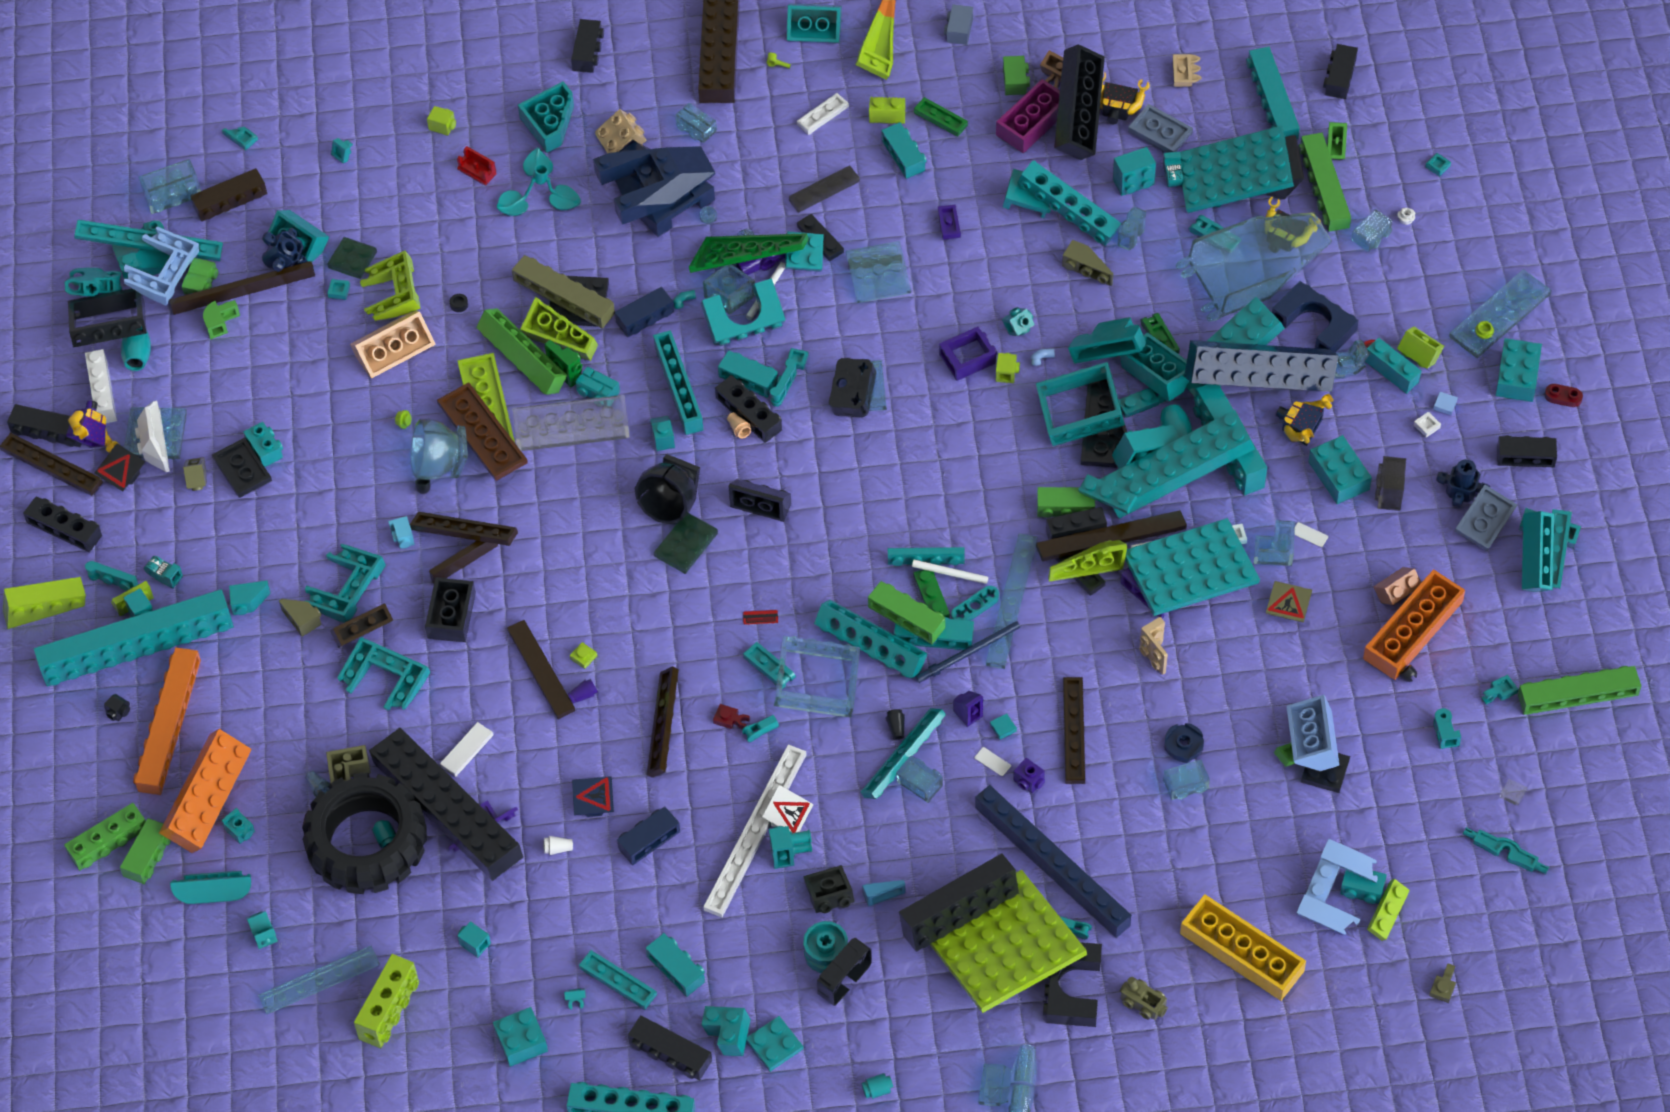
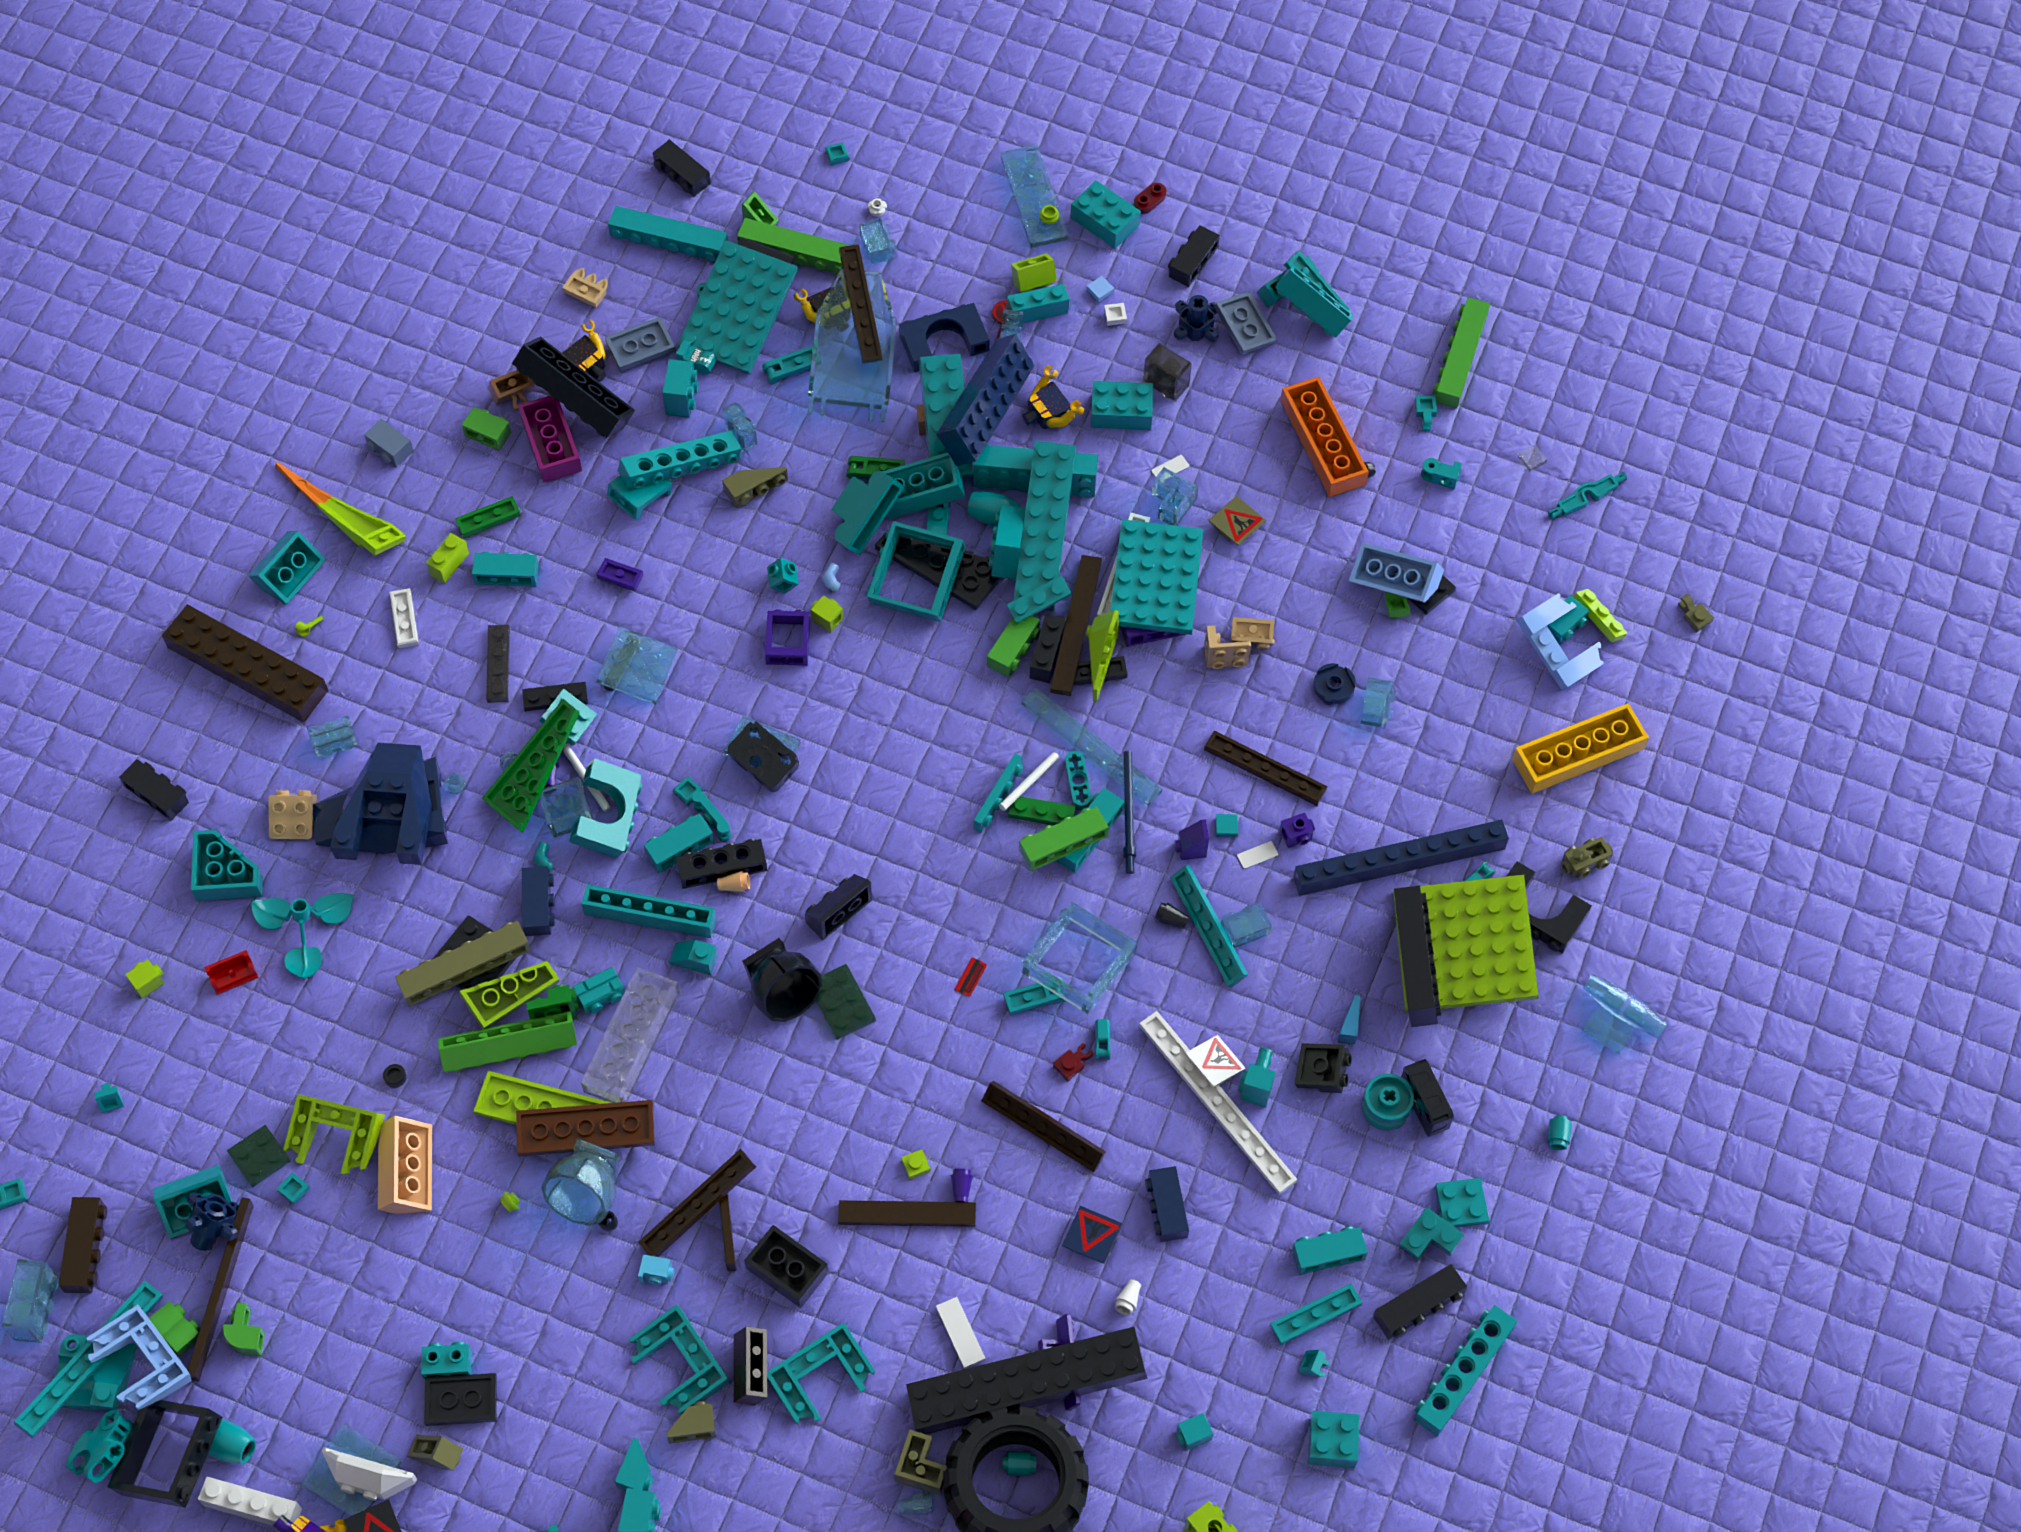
camera: 65 degrees left, 5 degrees up
(913, 656) = (1054, 886): teal brick -> none
(1188, 661) = (1253, 630): none -> tan bracket
(1292, 241) = (860, 304): none -> dark brown plate
(1397, 585) = (1275, 427): nougat brick -> none

